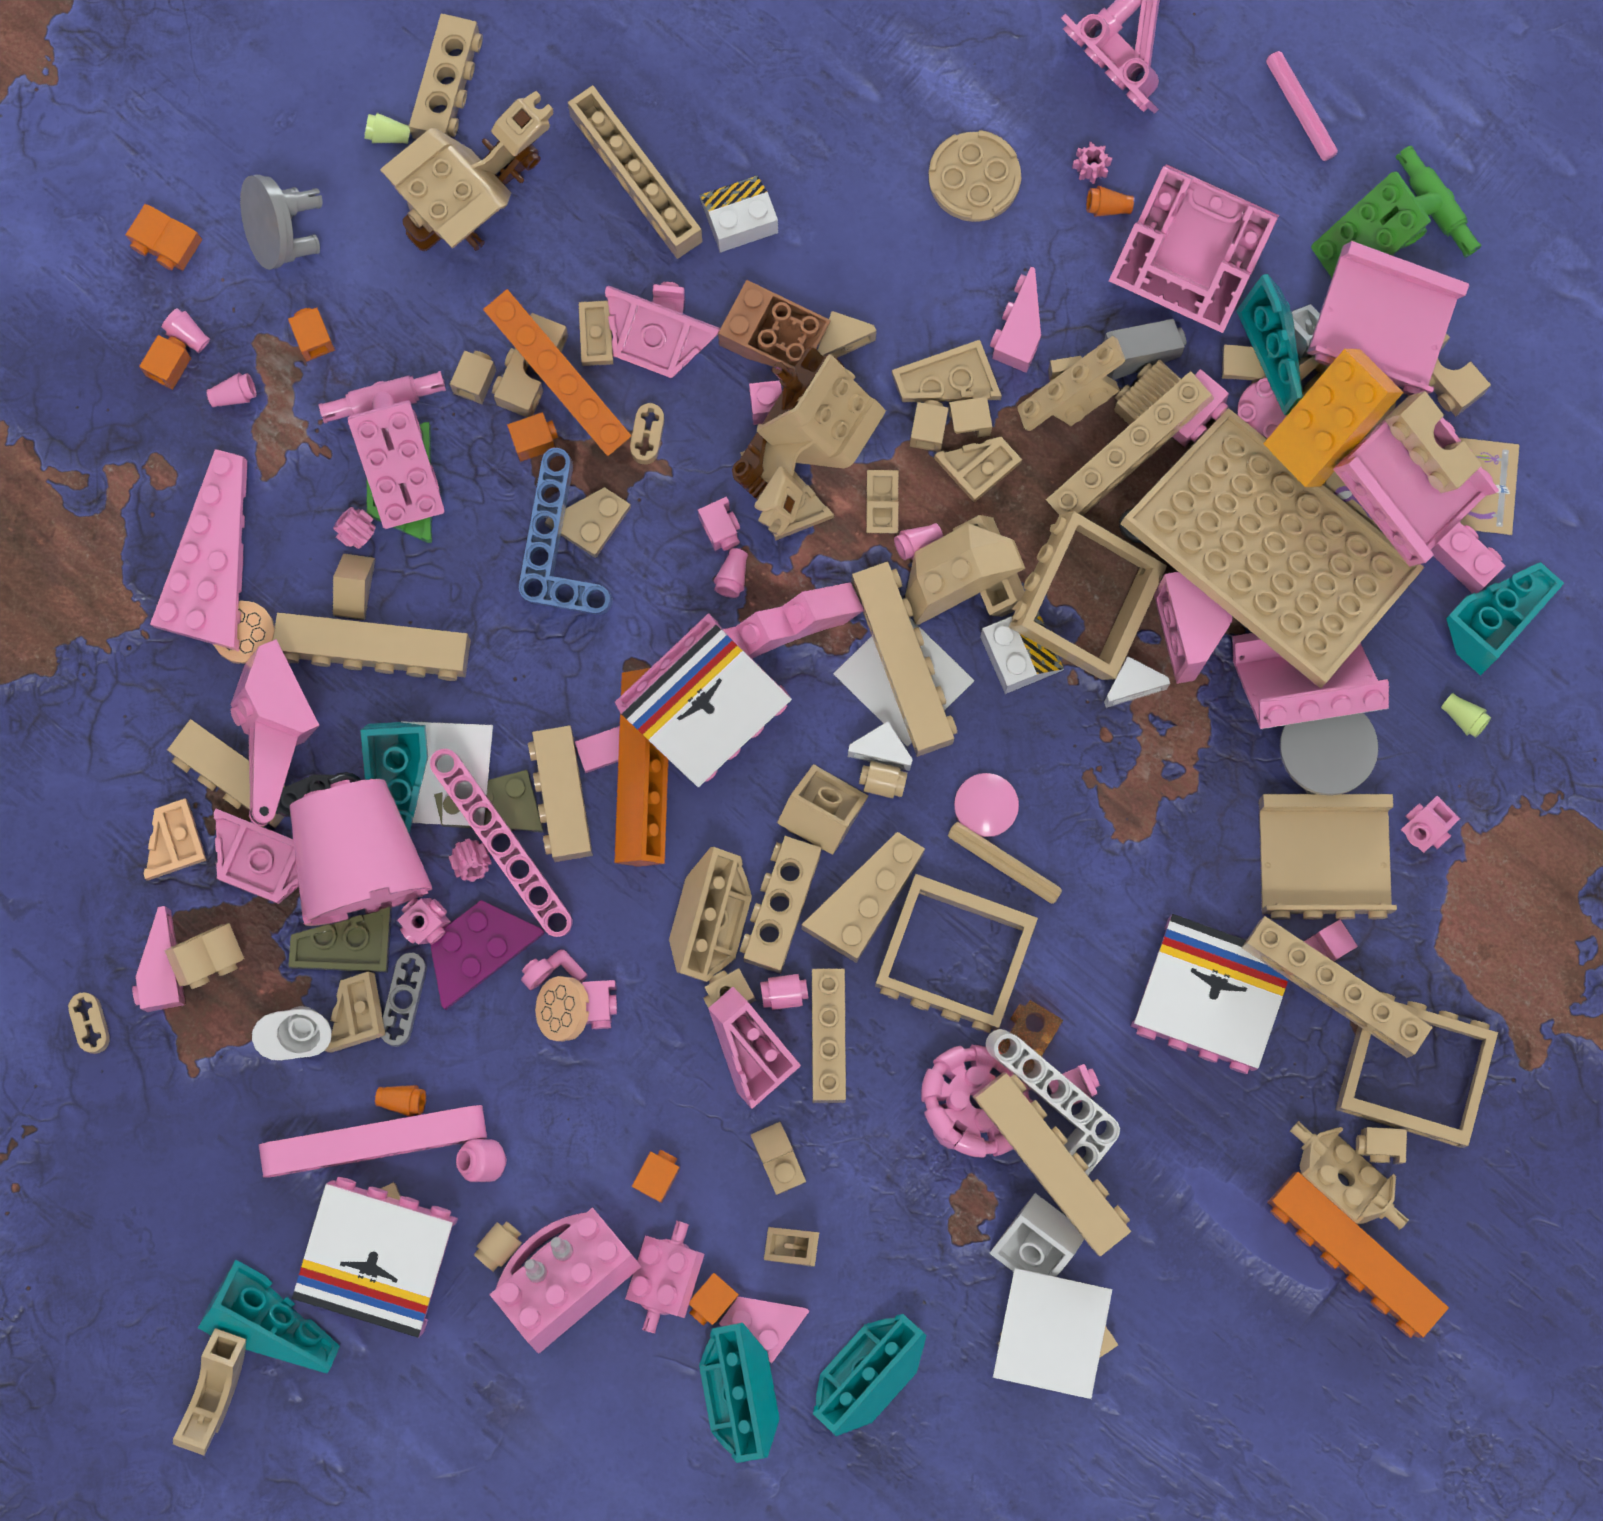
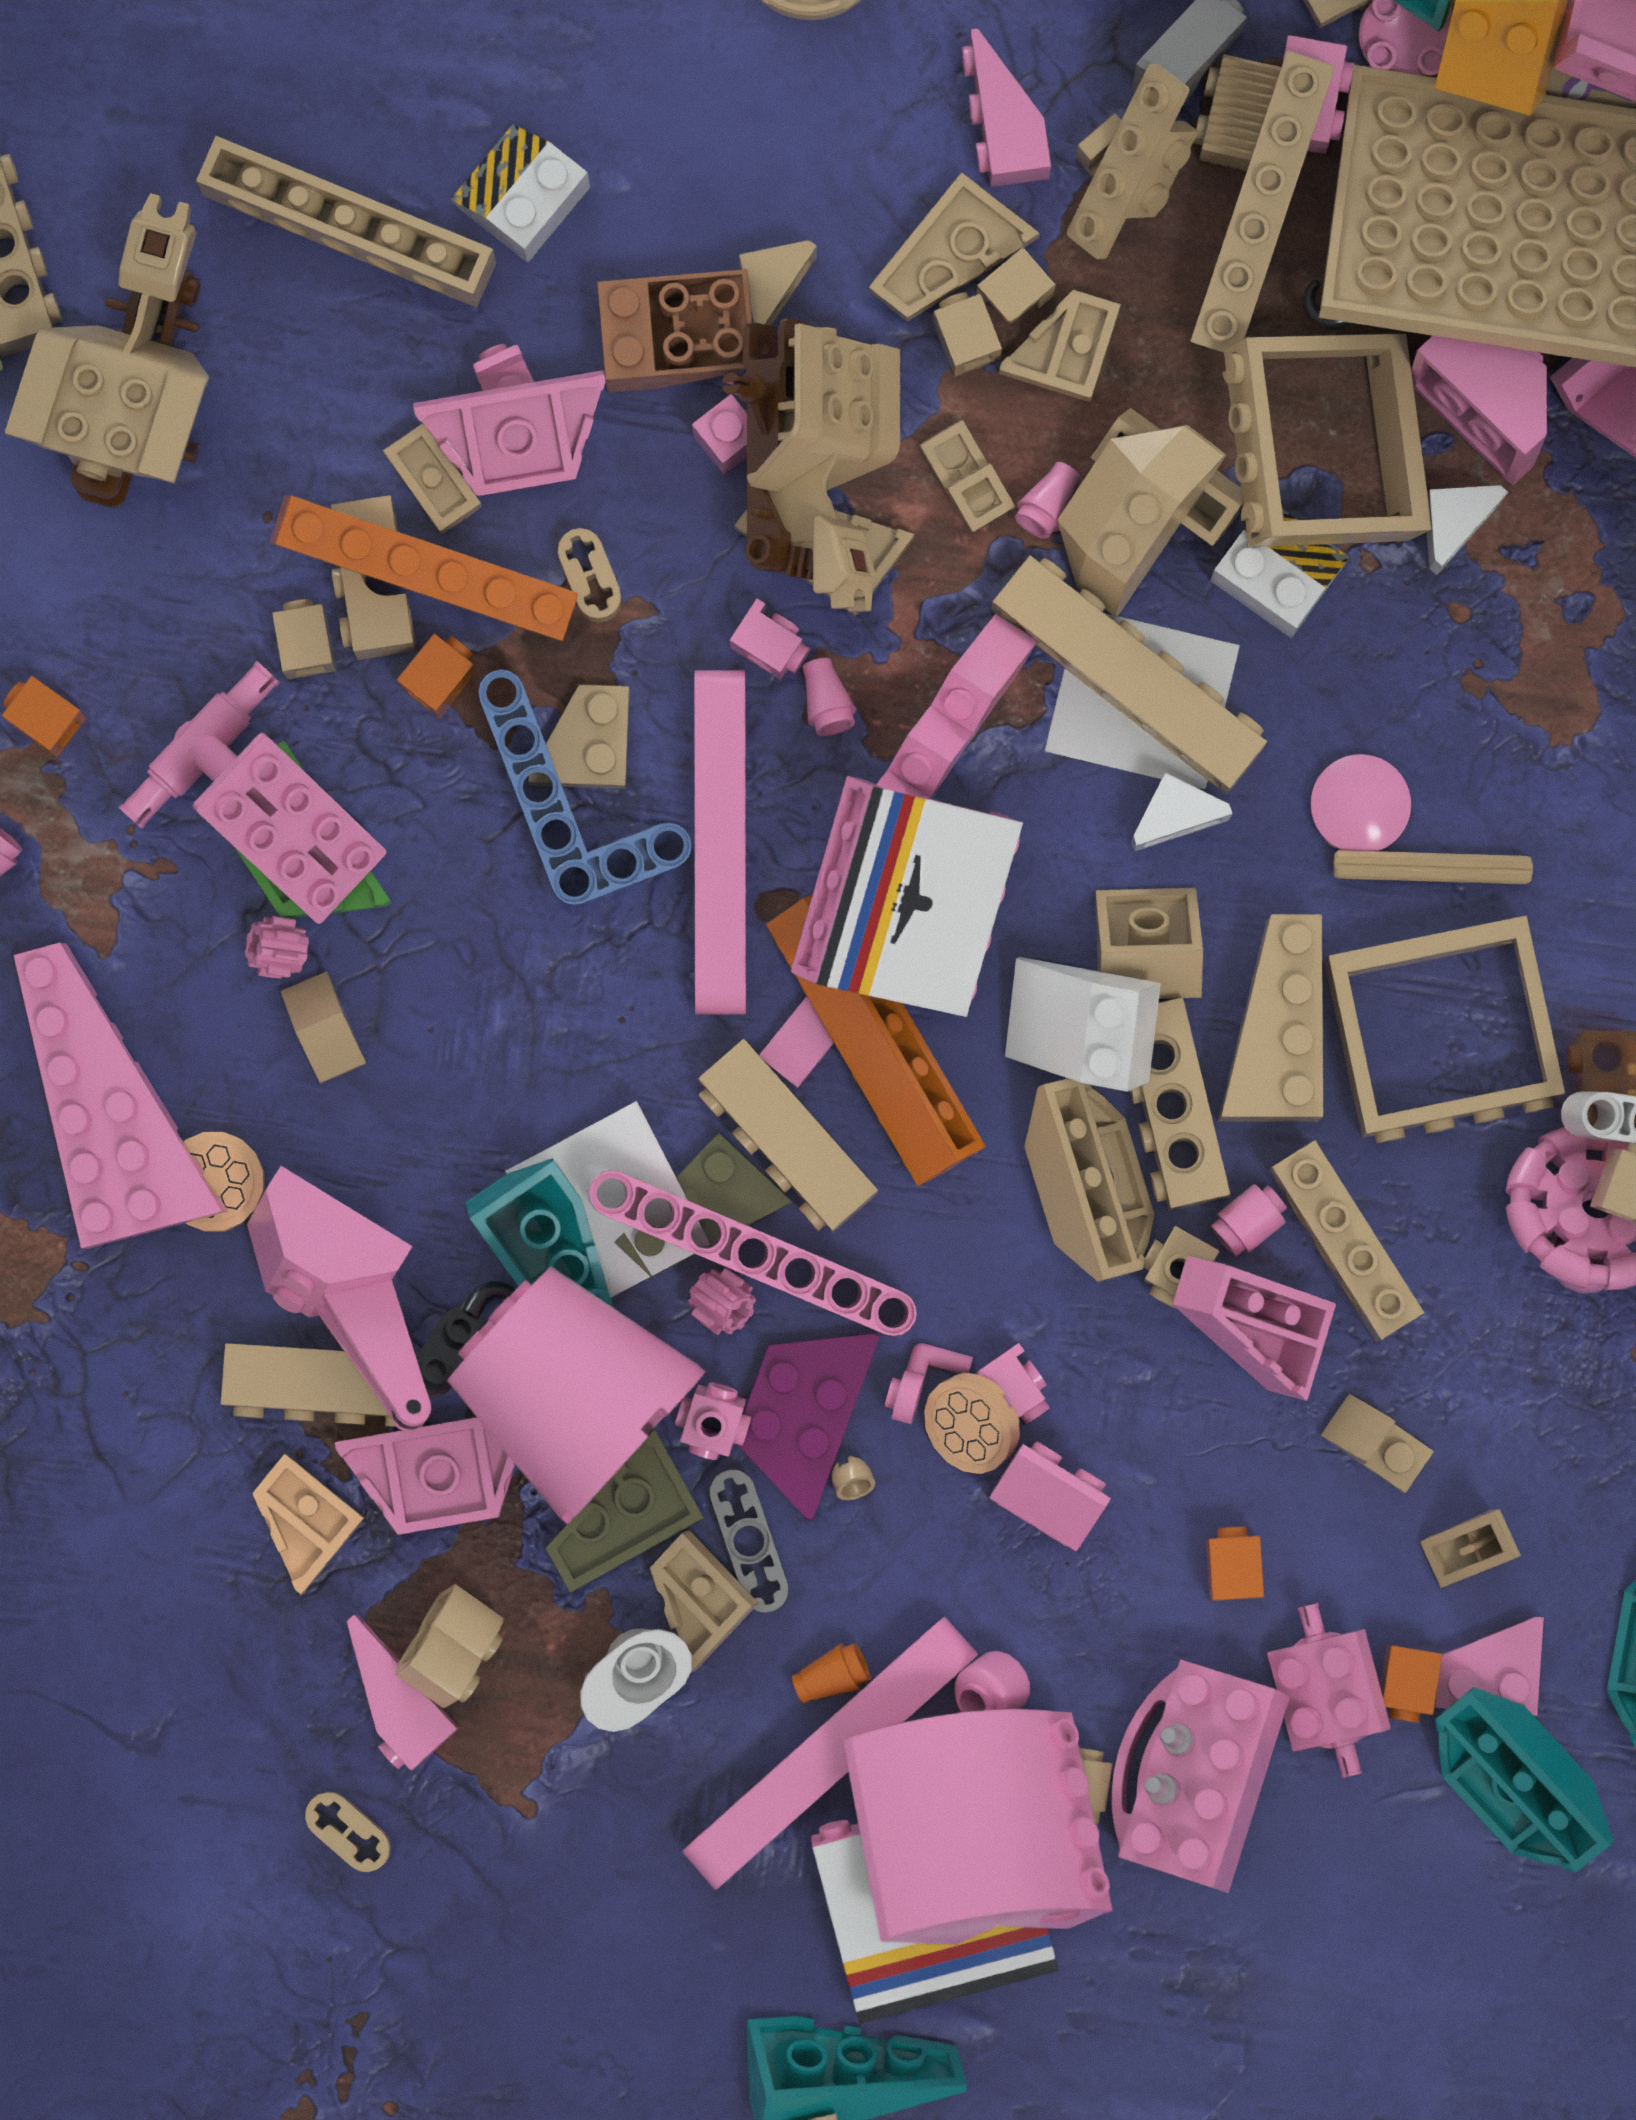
camera: 30 degrees left, 5 degrees up
(372, 645) = (404, 1092): tan brick -> none
(421, 1227) = (976, 1825): none -> bright pink slope
(480, 1000) = (852, 1479): none -> tan hinge
(578, 1075) = (1049, 1496): none -> bright pink slope
(626, 615) = (720, 842): none -> bright pink beam
(758, 829) = (1083, 1023): none -> white slope
(883, 779) = (1204, 854): tan brick -> none

